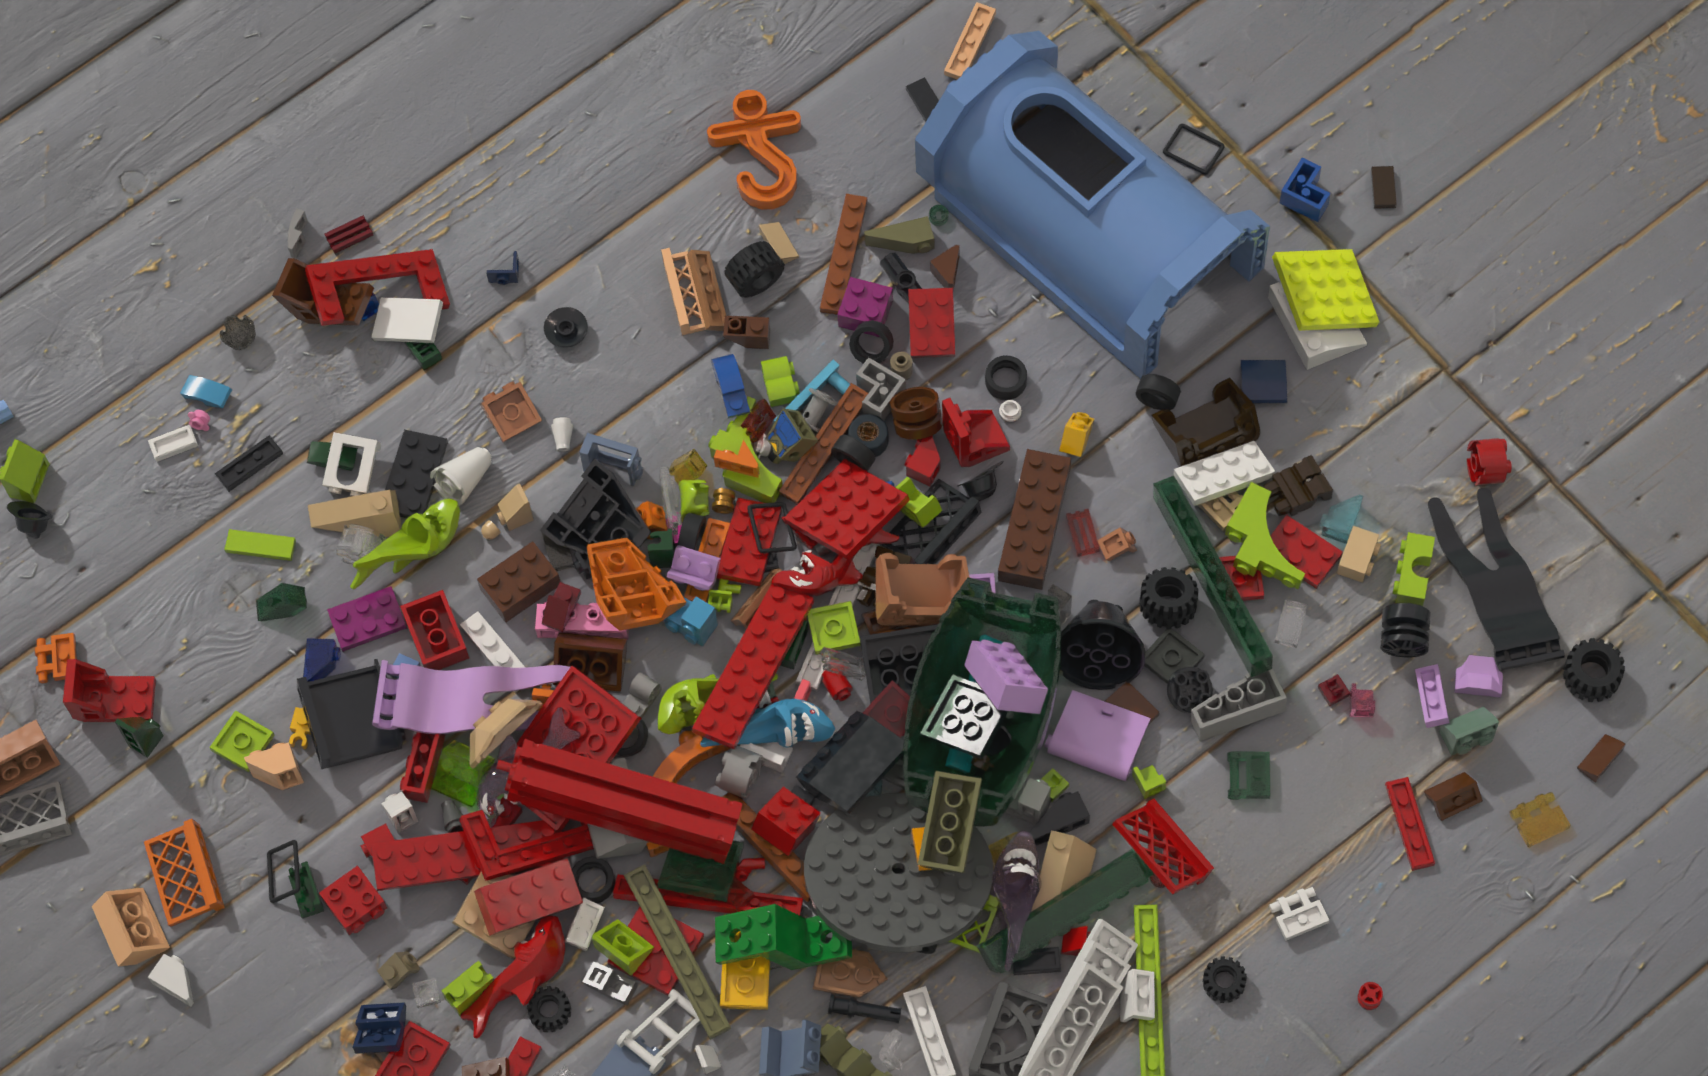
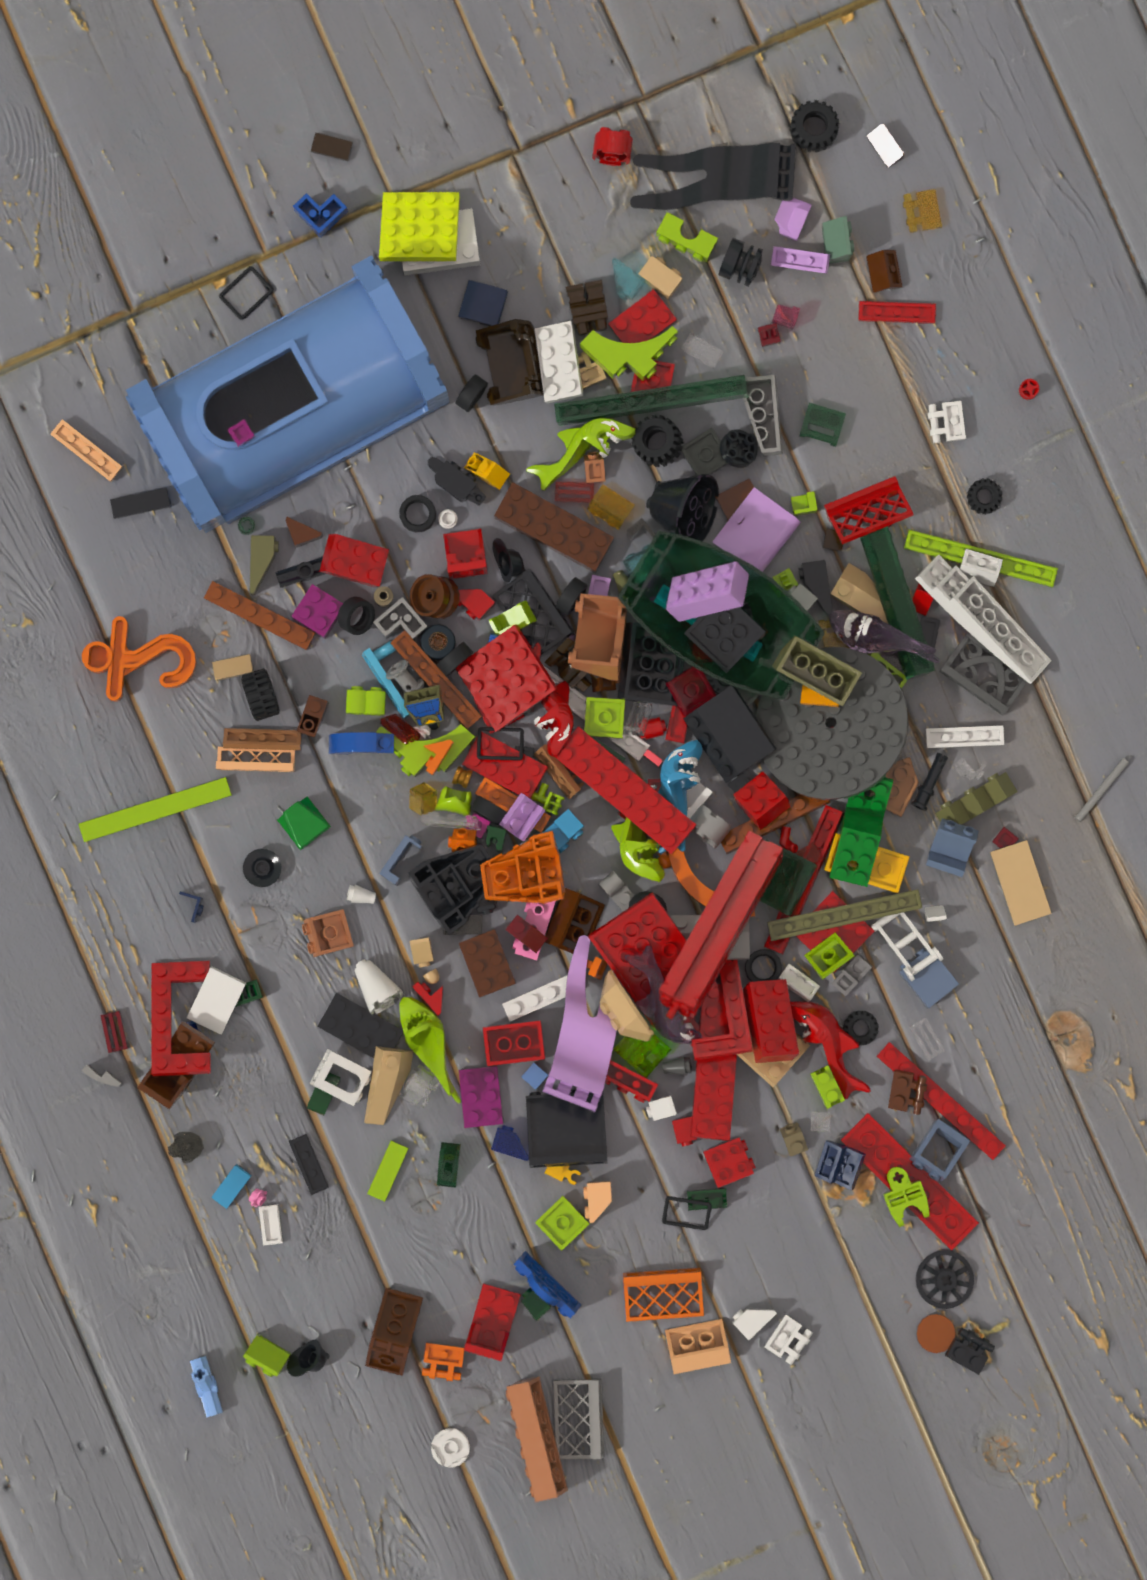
camera: 75 degrees left, 20 degrees up
(73, 589) = (393, 1331): none -> reddish brown bracket
(162, 736) = (546, 1286): none -> blue plate
(162, 1019) = (782, 1337): none -> white plate
(463, 539) = (433, 1001): none -> red slope
(601, 210) = (155, 809): none -> lime tile
(626, 354) = (303, 823): none -> green piece
(843, 710) = (677, 726): none -> red tile
(964, 547) = (569, 596): none -> black tyre
(1023, 132) = (241, 433): none -> magenta plate
(1053, 405) = (455, 482): none -> black hinge
(1078, 572) = (610, 507): none -> clear yellow bracket
(1110, 829) = (832, 540): none -> dark brown tile
(1140, 518) = (578, 442): none -> lime piece

